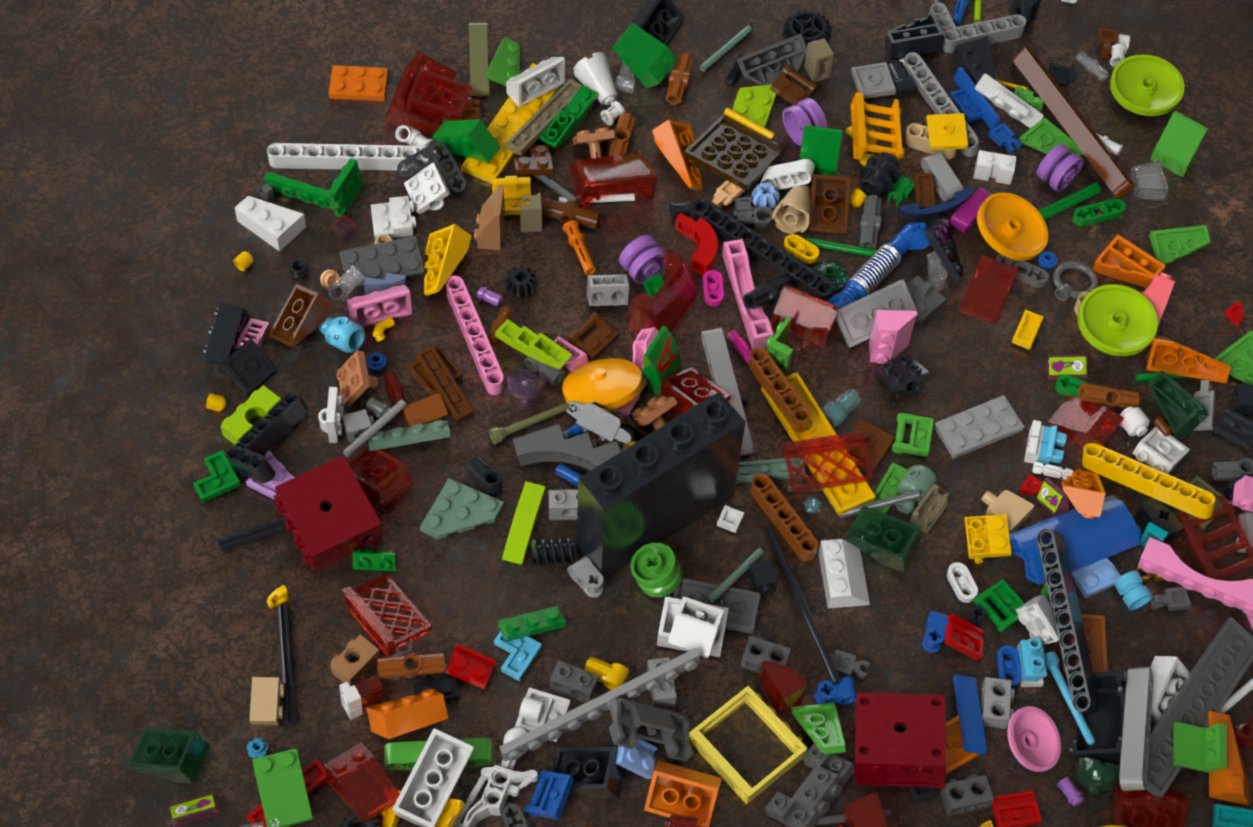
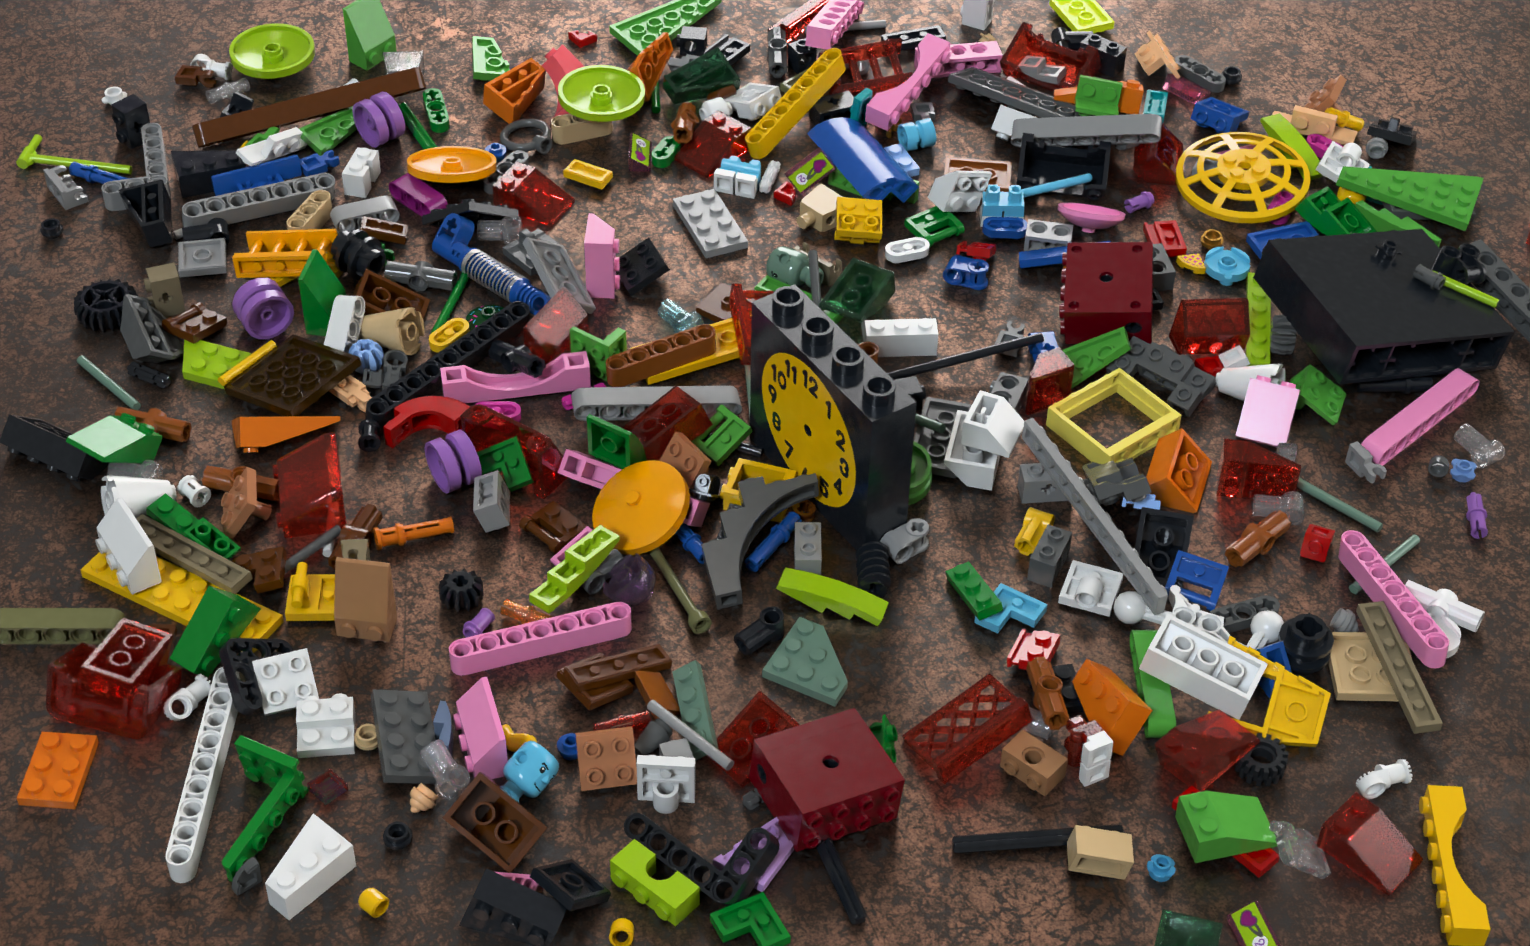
camera: 85 degrees left, 15 degrees down
(278, 597) = (939, 847): yellow tile -> none
(444, 252) = (413, 667): yellow wedge -> none
(505, 63) = (99, 593): bright green wing -> none
(601, 420) = (709, 493): hinge -> none
(914, 212) = (408, 200): dark blue slope -> none
(919, 438) = (719, 263): bright green plate -> none
(947, 131) = (310, 193): yellow plate -> none
(976, 617) = (951, 241): black pin -> none
(1074, 628) = (958, 160): black beam -> none
(1085, 492) = (822, 132): orange wedge -> none
(1097, 775) = (1125, 178): clear green cylinder -> none

